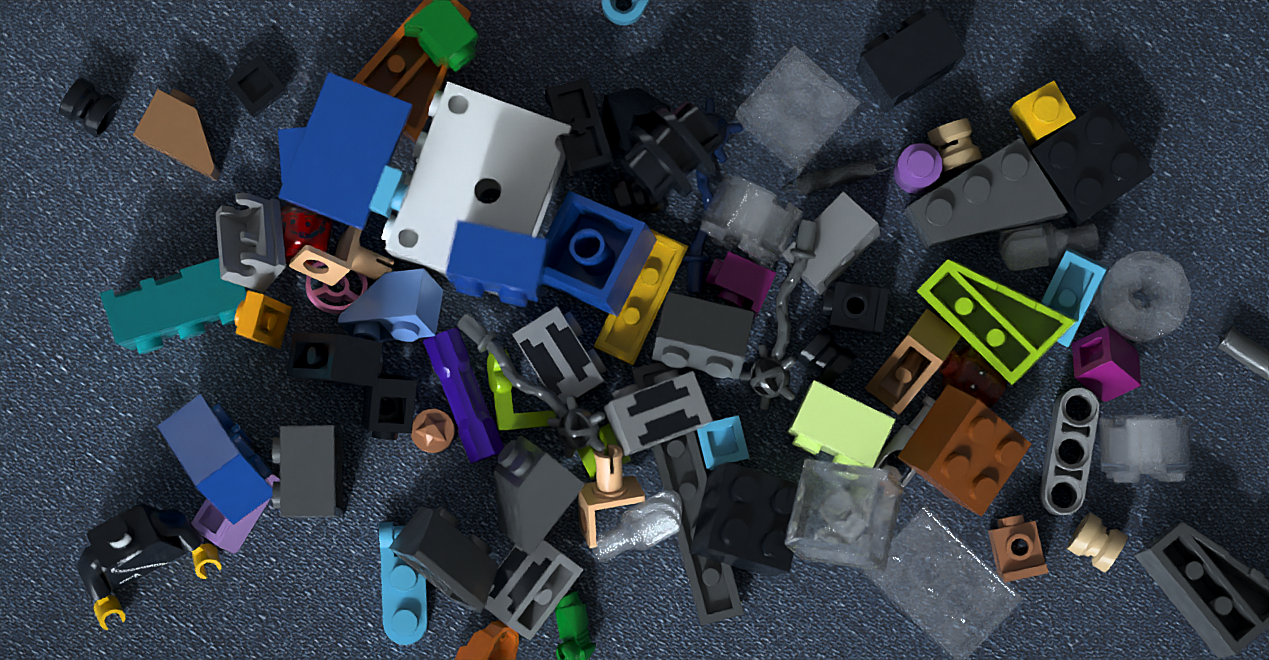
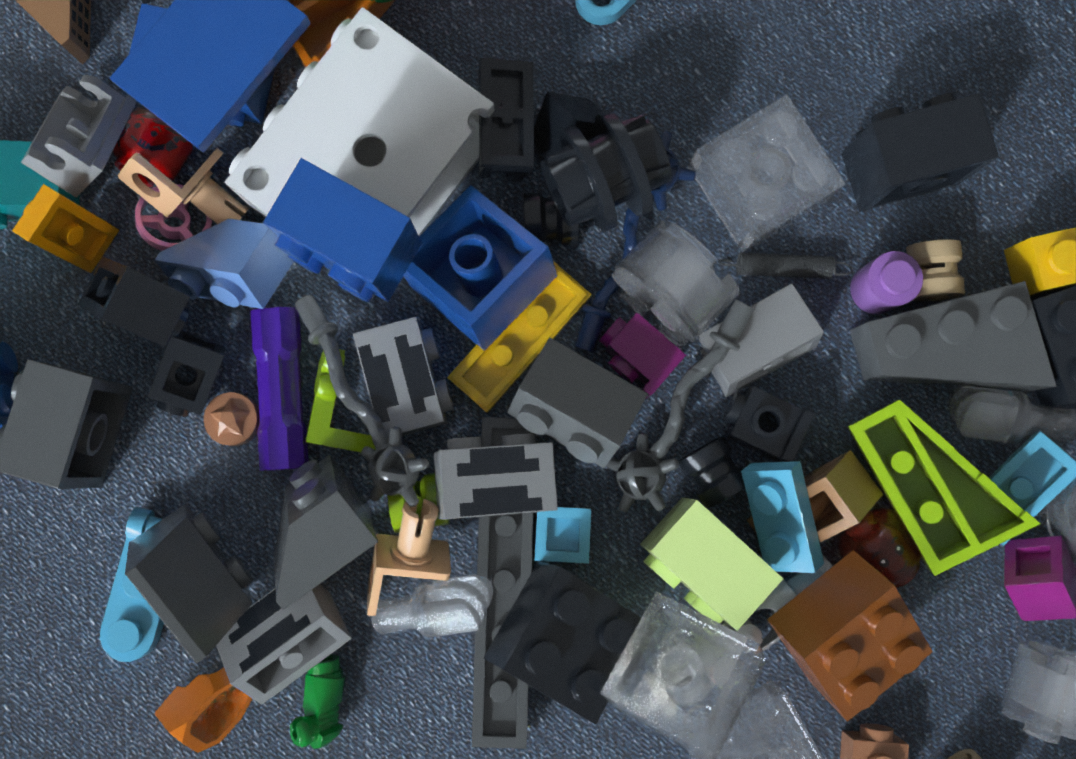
camera: 15 degrees right, 0 degrees up
(390, 192) = (245, 112): medium azure plate -> none
(888, 375) = (783, 516): none -> medium azure plate
(1083, 435) = (993, 658): light grey beam -> none

